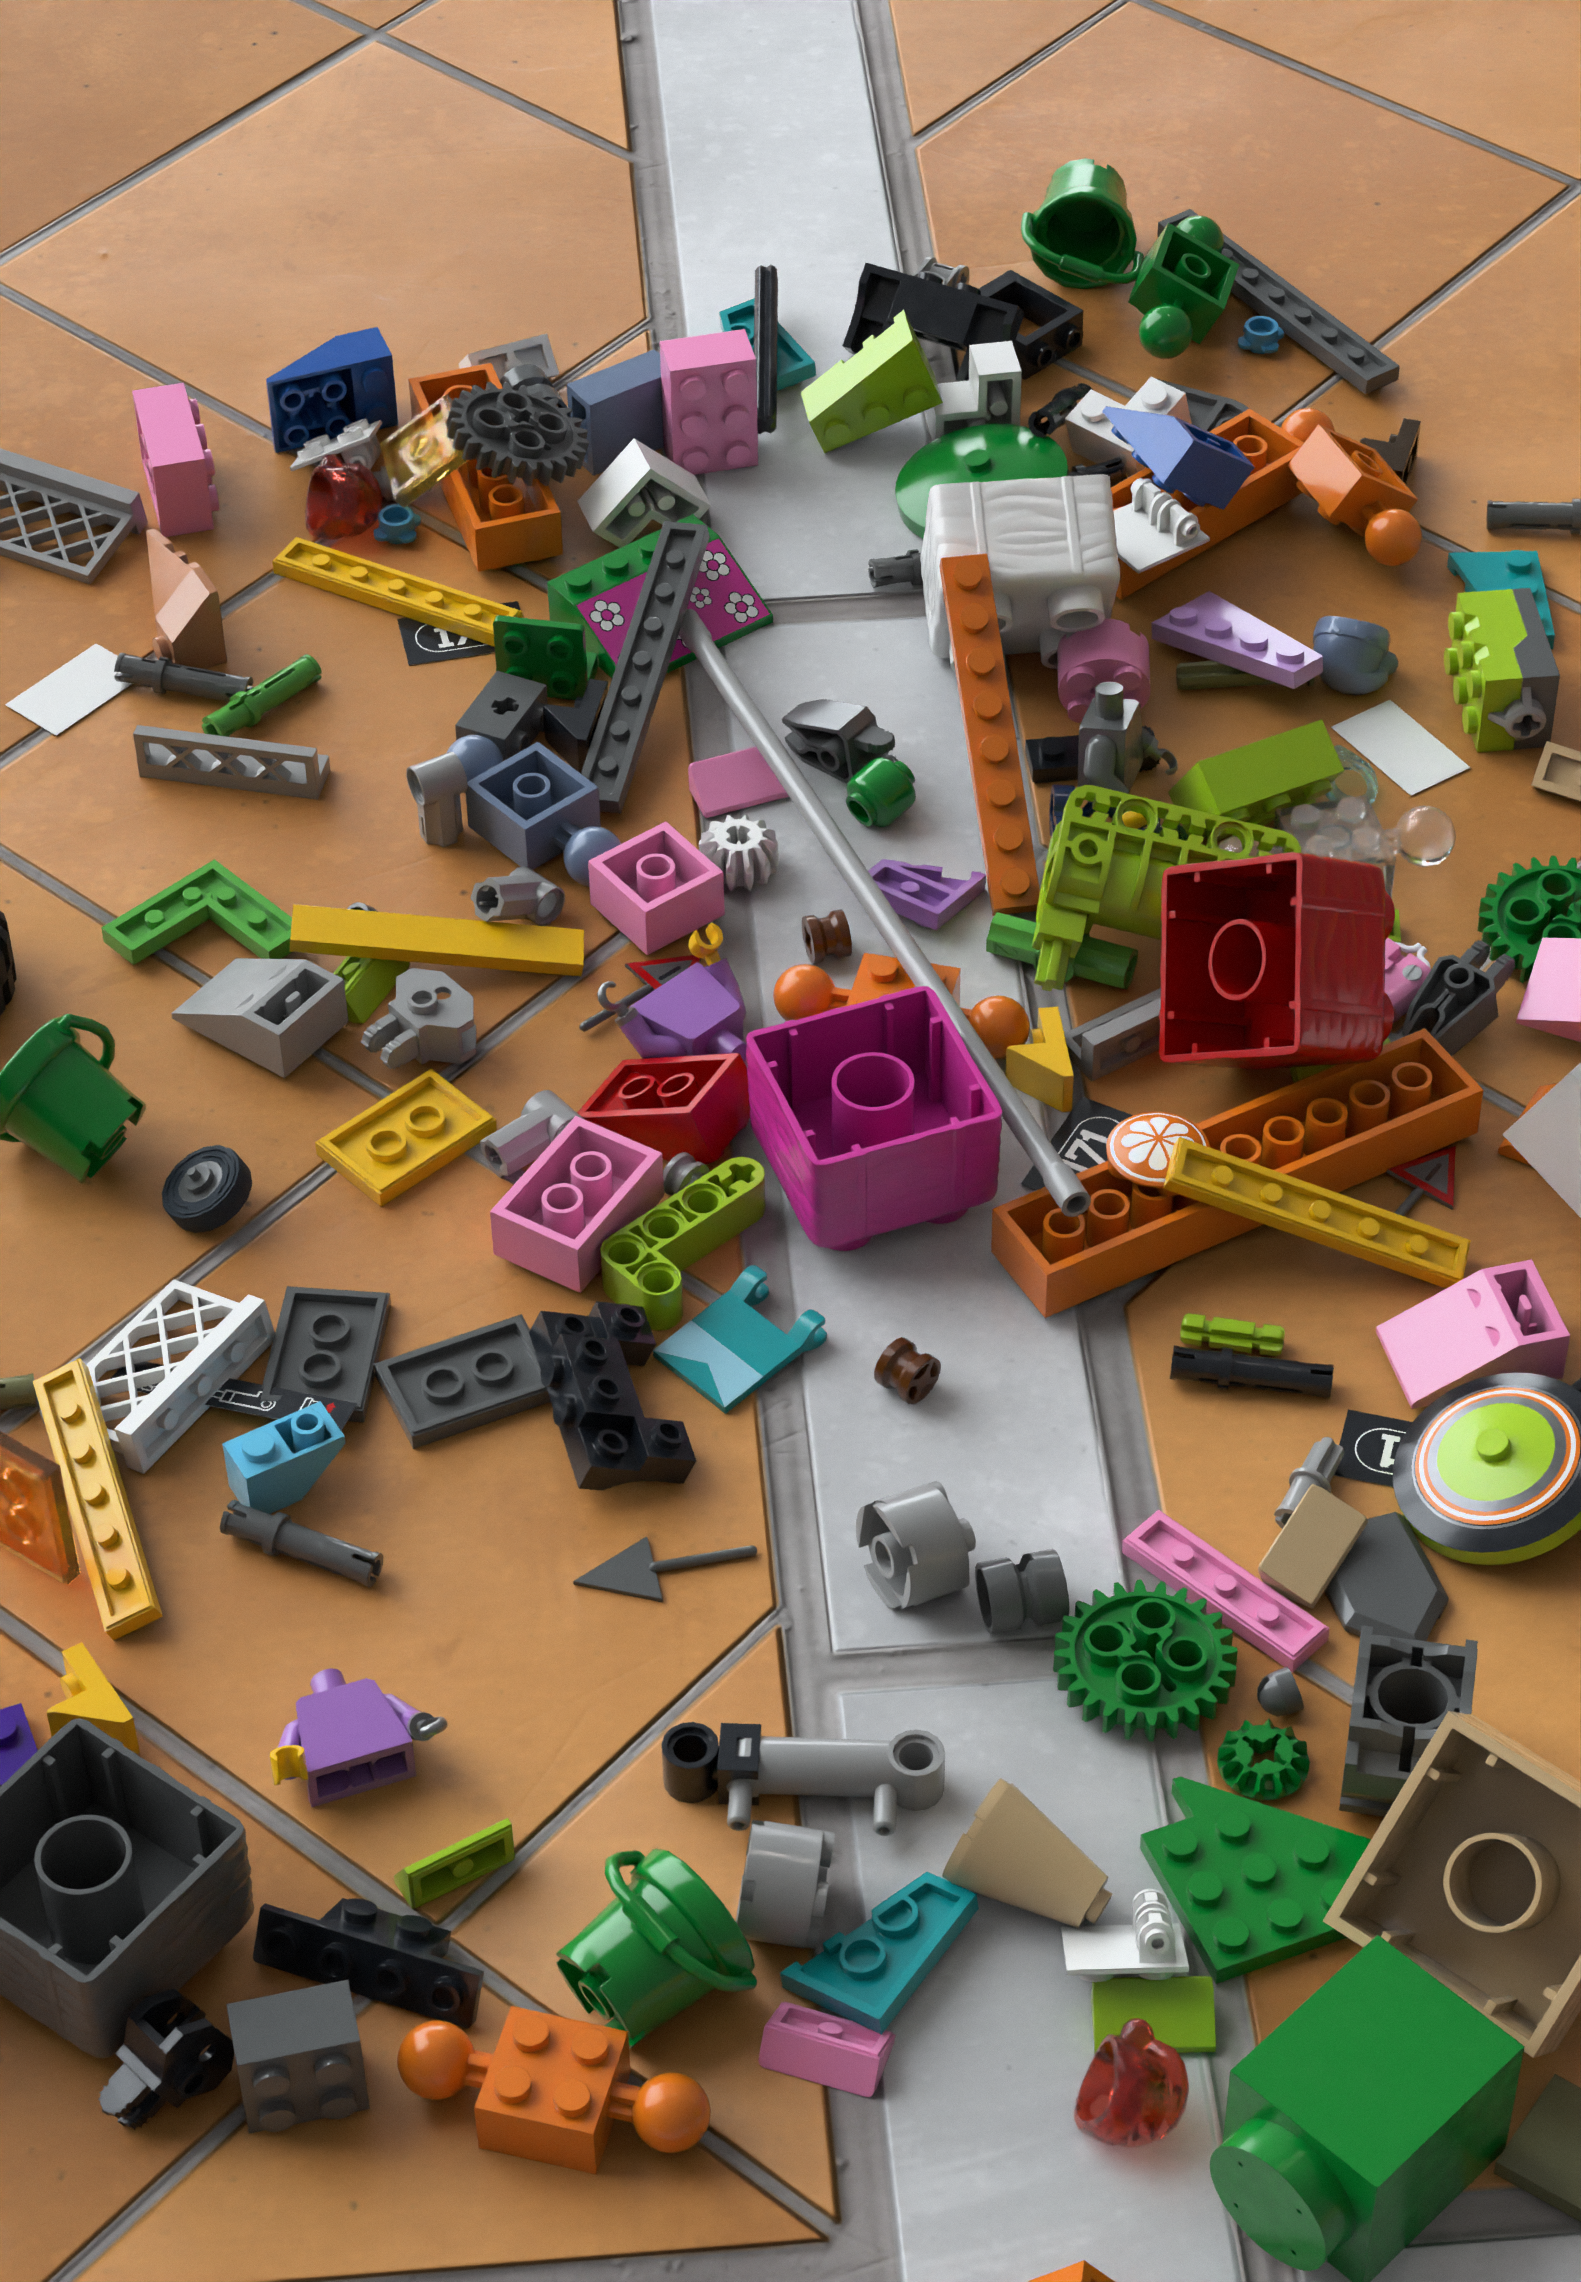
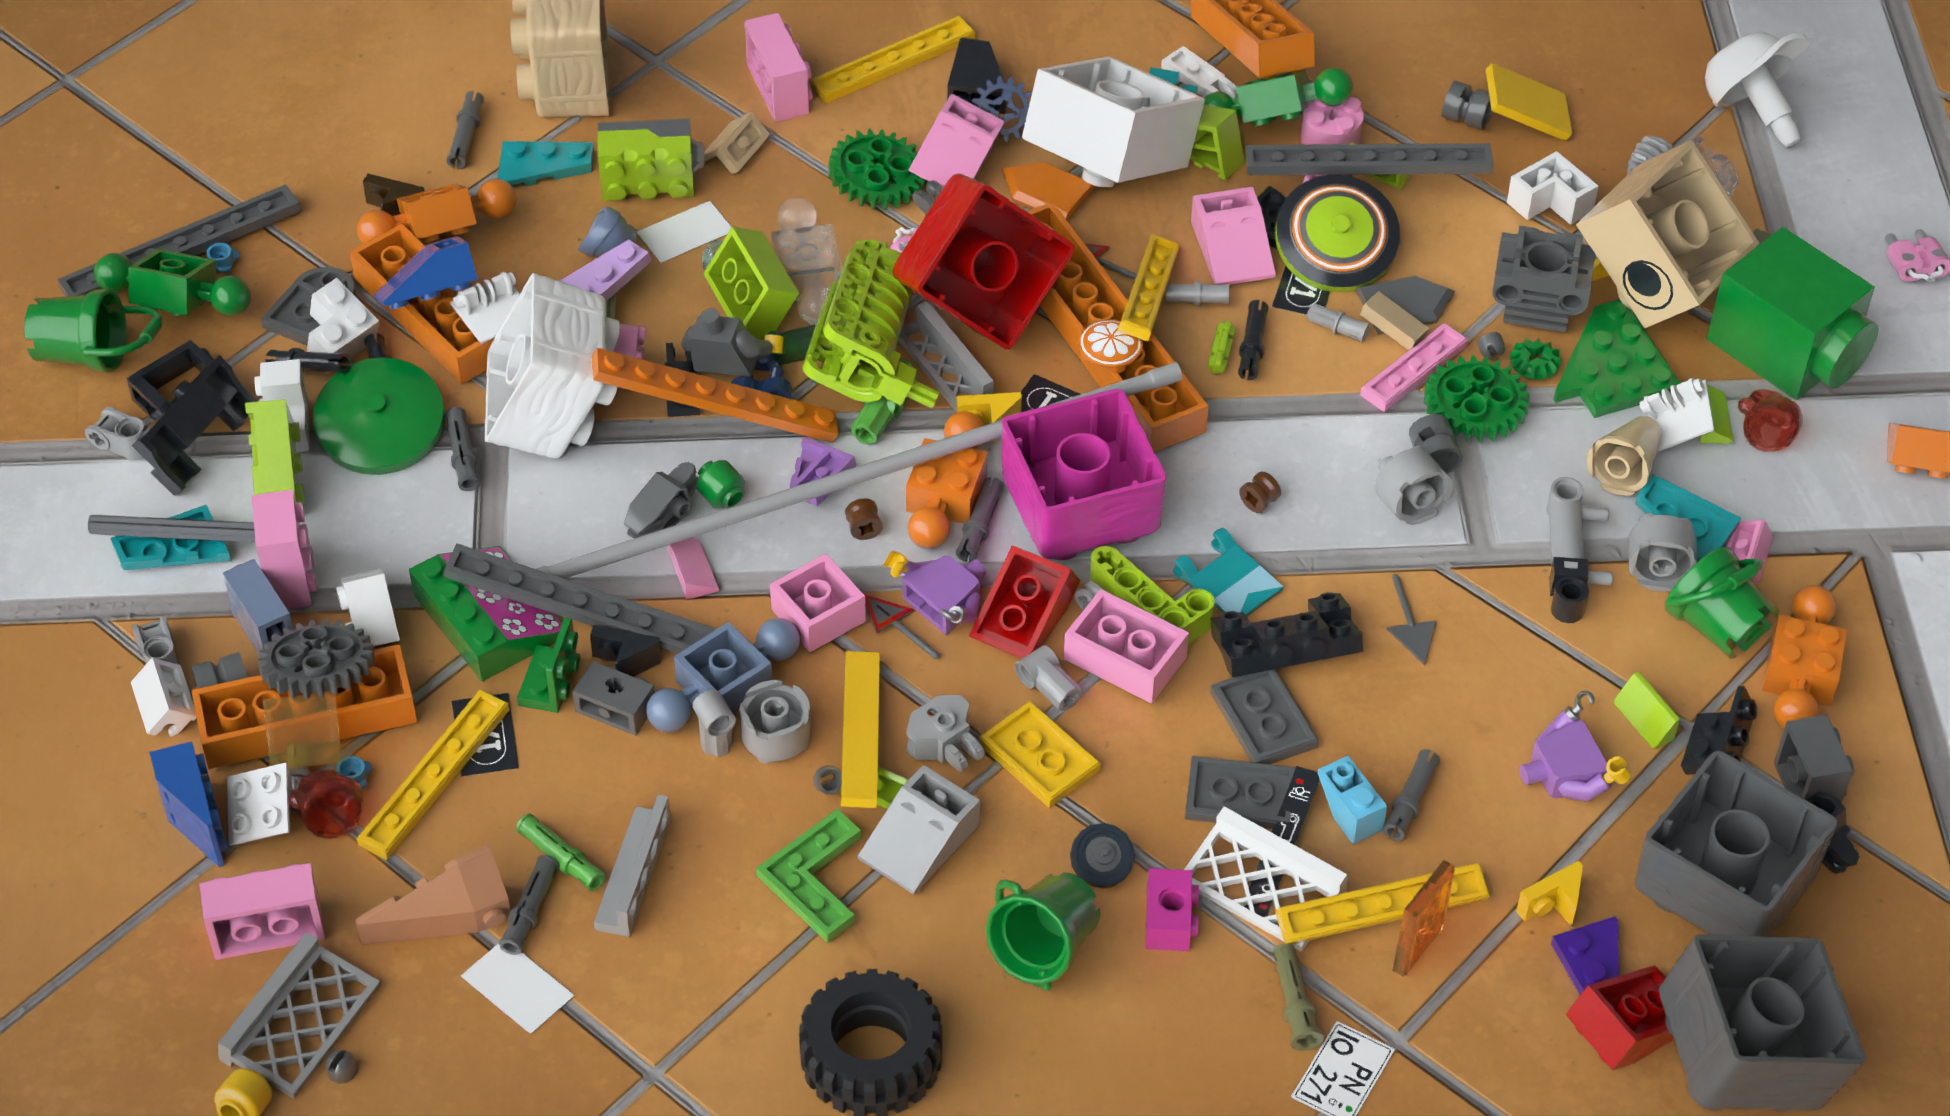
camera: 90 degrees left, 5 degrees up
(110, 1260) = (1165, 927): none -> dark pink brick
(446, 856) = (775, 721): none -> light grey brick
(518, 896) = (819, 682): light grey piece -> none
(588, 352) = (155, 641): none -> light grey piece
(742, 850) = (771, 561): white gear -> none
(1348, 1303) = (1197, 293): none -> light grey pin

